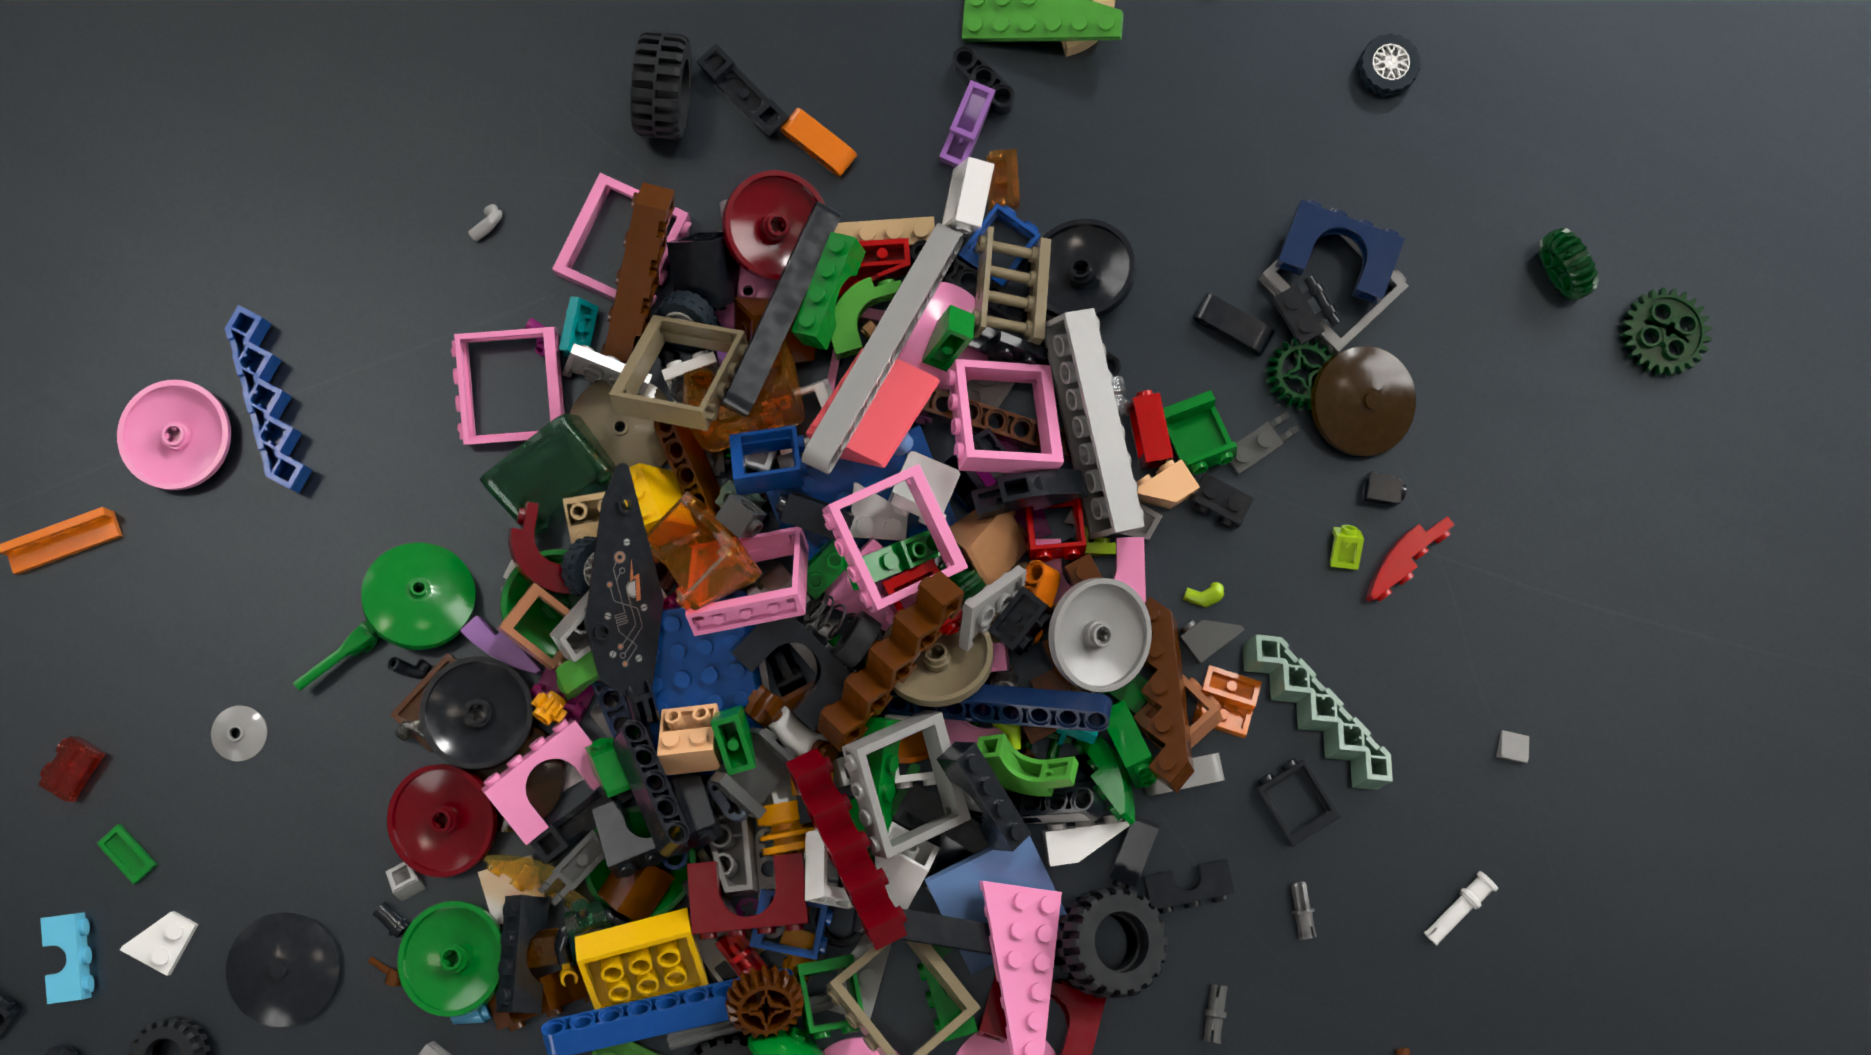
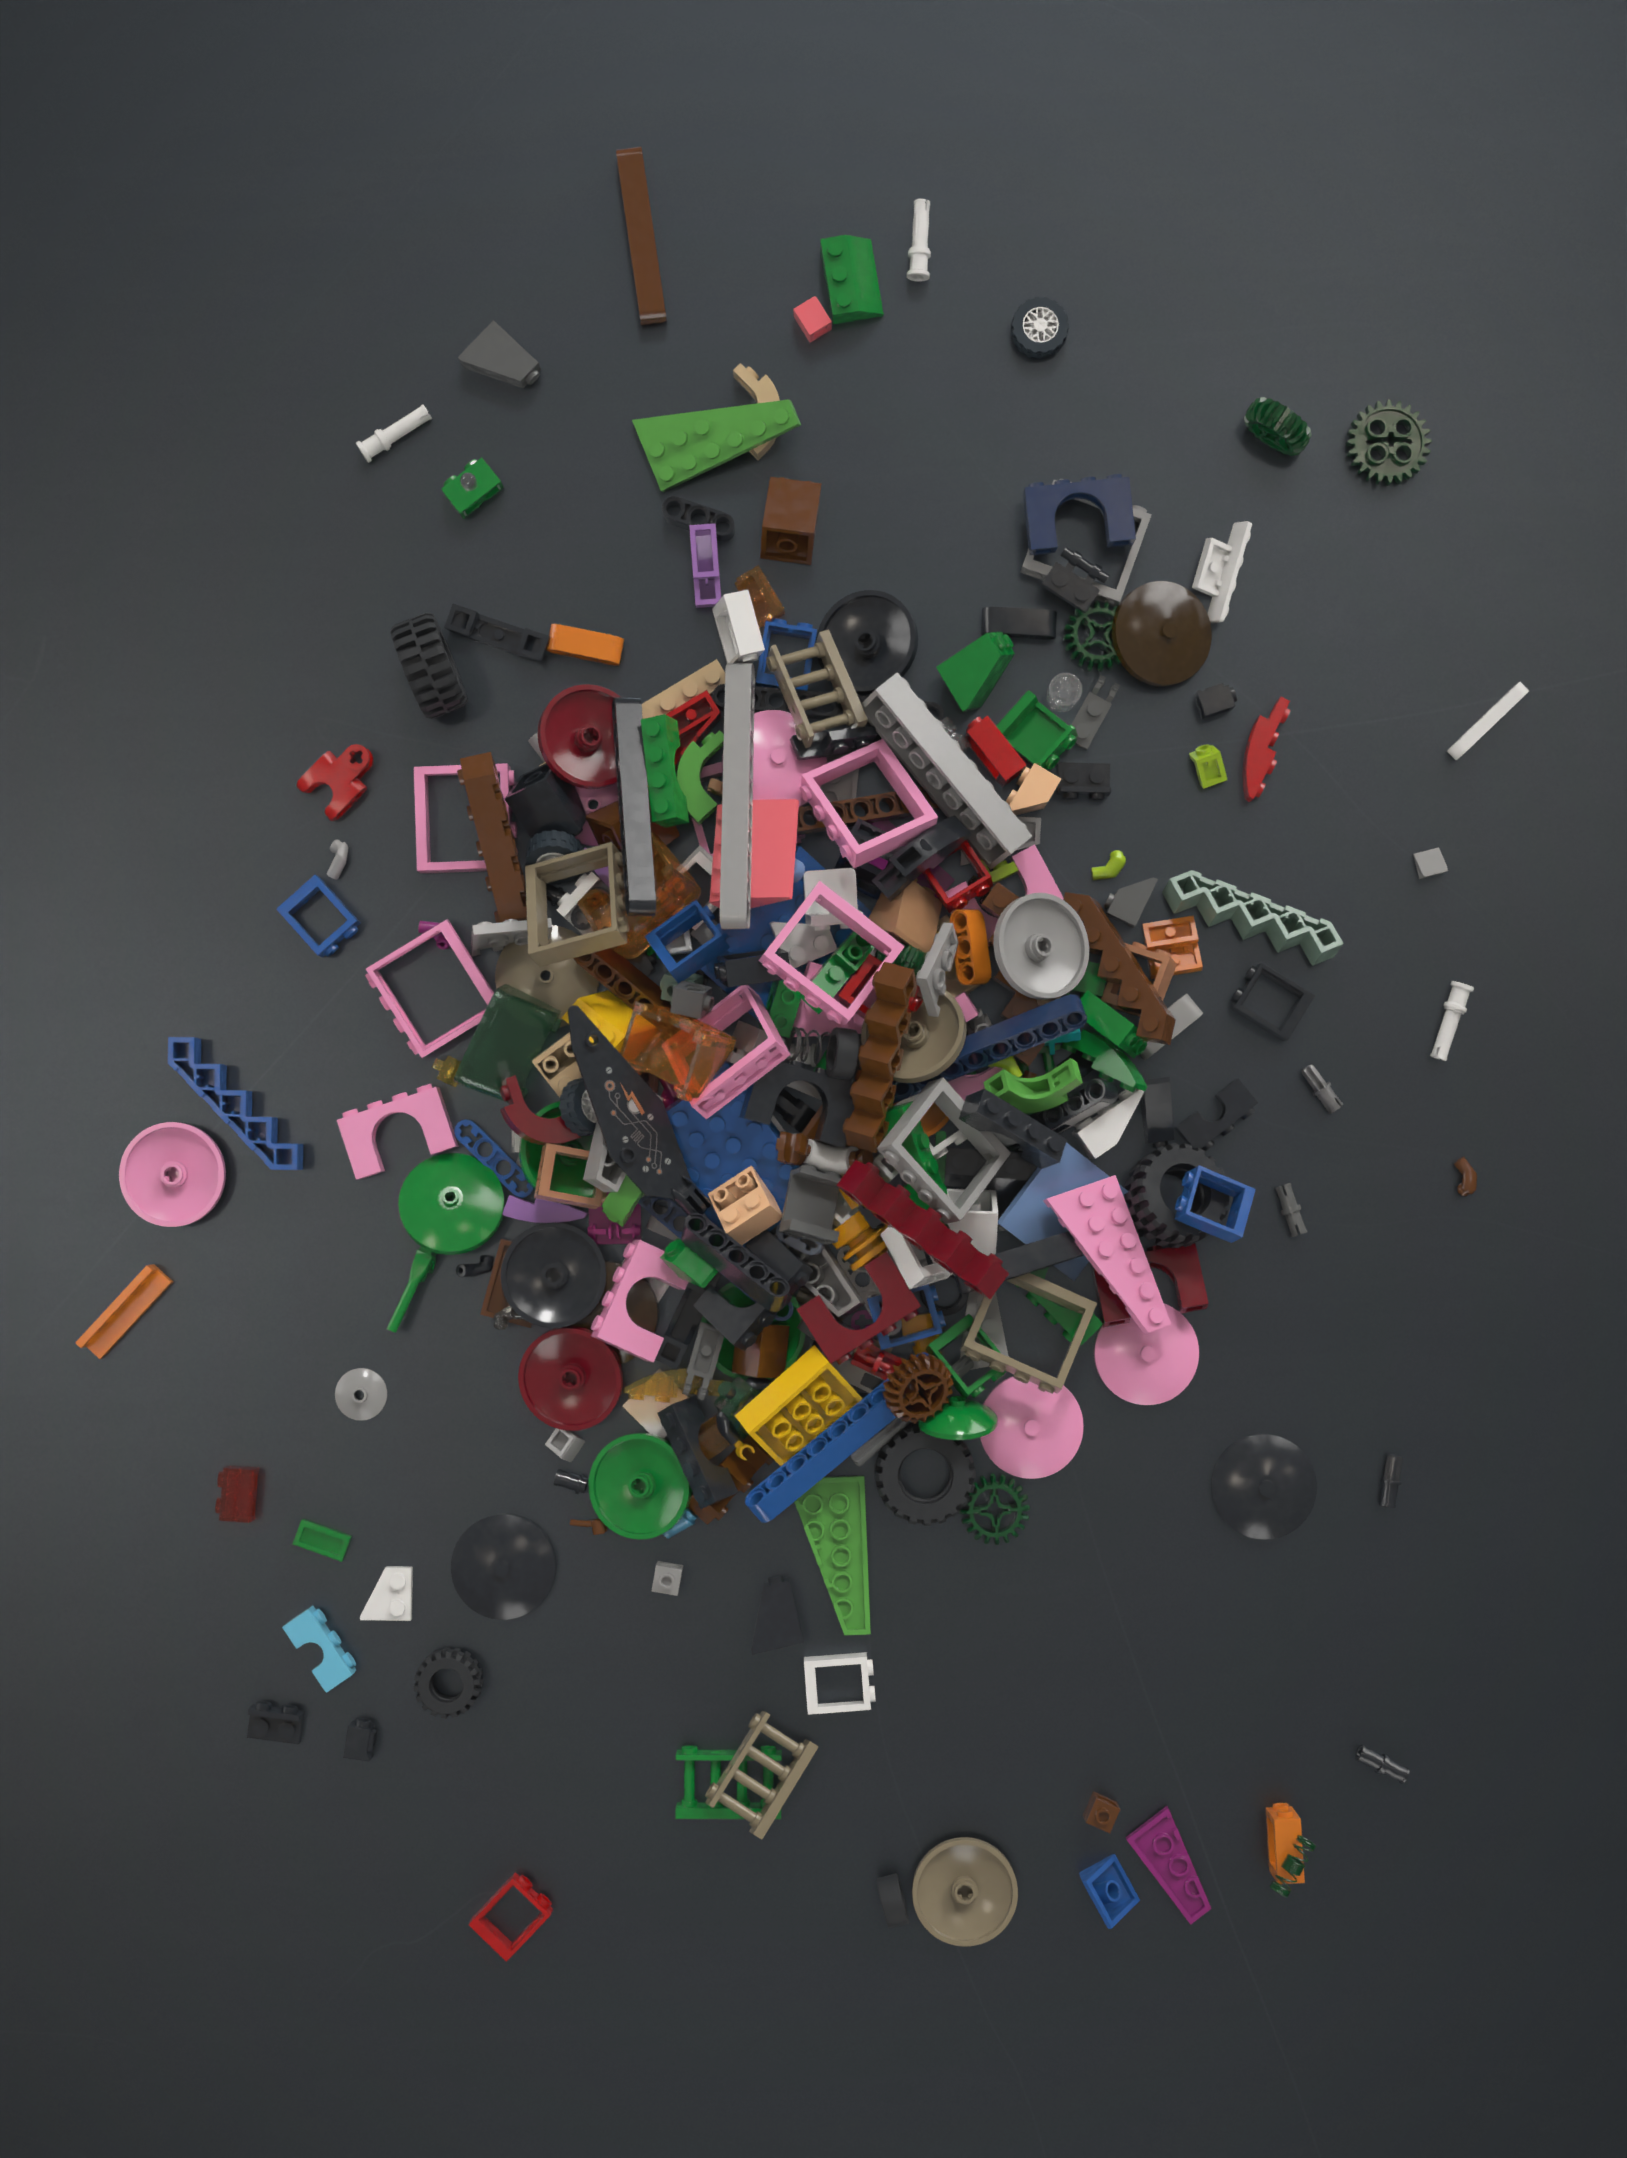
camera: 20 degrees left, 5 degrees up
(372, 482) = (360, 1128): none -> bright pink arch
(434, 240) = (300, 898): none -> blue window
(480, 467) = (447, 1069): none -> clear yellow tile
(488, 572) = (496, 1156): none -> blue beam
(530, 149) = (341, 775): none -> red piece
(549, 708) = (612, 1240): light orange gear -> none
(578, 324) = (465, 907): teal bracket -> none
(734, 739) = (783, 1188): green slope -> none
(949, 338) = (788, 759): green slope -> none
(1021, 621) = (970, 968): black bracket -> none
(1067, 124) = (790, 520): none -> reddish brown slope
(1163, 989) = (1239, 1209): none -> blue window
(1172, 345) = (976, 669): none -> green slope
(1243, 409) = (1063, 692): none -> clear wheel
(1448, 369) = (1219, 569): none -> white bracket
(1635, 639) = (1487, 720): none -> white beam

